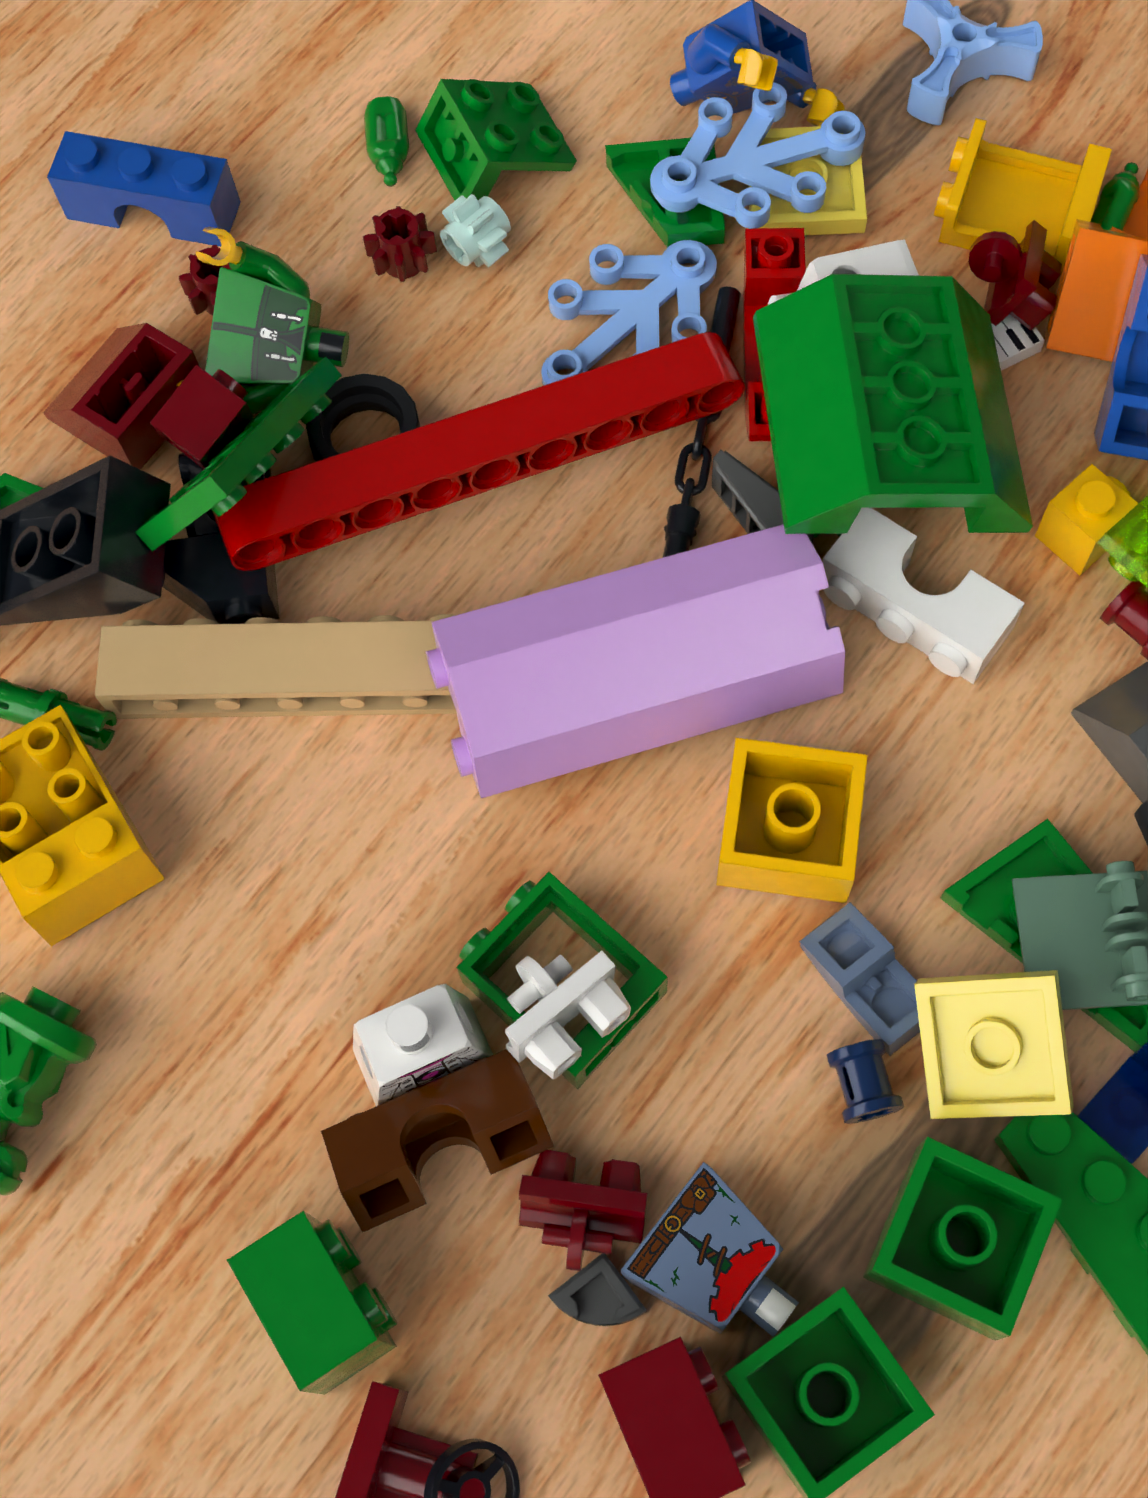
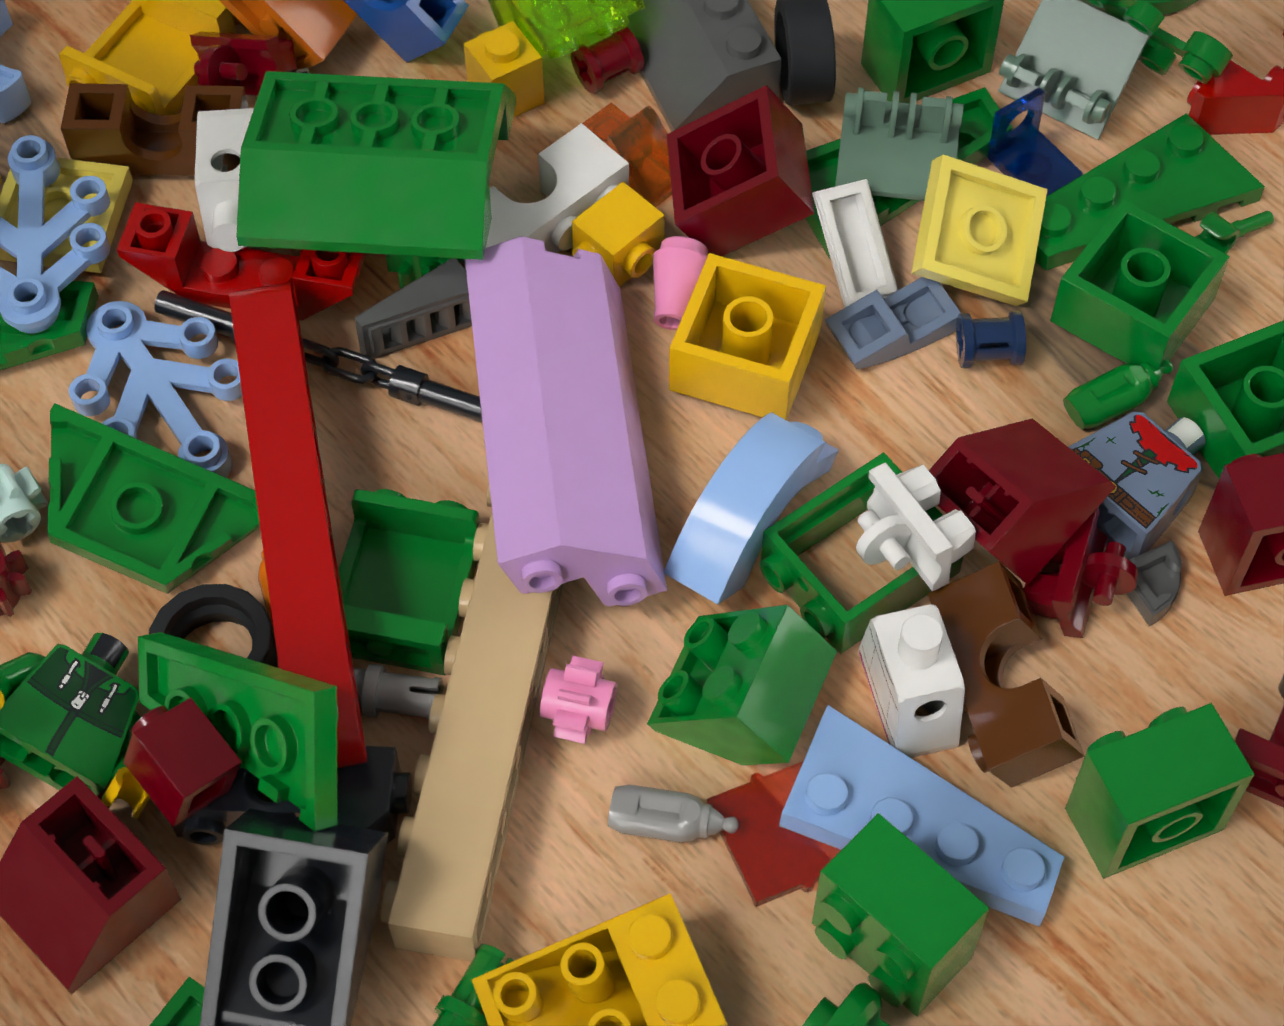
camera: 85 degrees left, 10 degrees down
(149, 1058) = (897, 915): none -> green brick
(261, 845) = (665, 815): none -> light grey piece
(262, 955) = (765, 854): none -> clear red piece
(280, 1076) = (856, 775): none -> light blue wing
(347, 578) = (395, 692): none -> light grey pin
(354, 742) = (578, 699): none -> bright pink gear
(392, 889) = (744, 684): none -> green slope
(456, 562) = (405, 577): none -> green panel
(492, 323) = (139, 504): none -> green wing
(598, 854) = (743, 501): none -> light blue arch
(635, 1117) = (1019, 492): none -> dark red slope
(830, 1230) = (1113, 393): none -> green piece
(875, 736) = (675, 276): none -> bright pink cone
(900, 674) = (622, 230): none -> yellow brick
(901, 203) = (109, 128): none -> reddish brown arch
(947, 913) = (855, 241): none -> white tile
(998, 773) = (739, 173): none -> dark red brick
(1023, 670) = (642, 144): none -> clear orange slope
(1089, 1338) = (1223, 235): none -> green hand

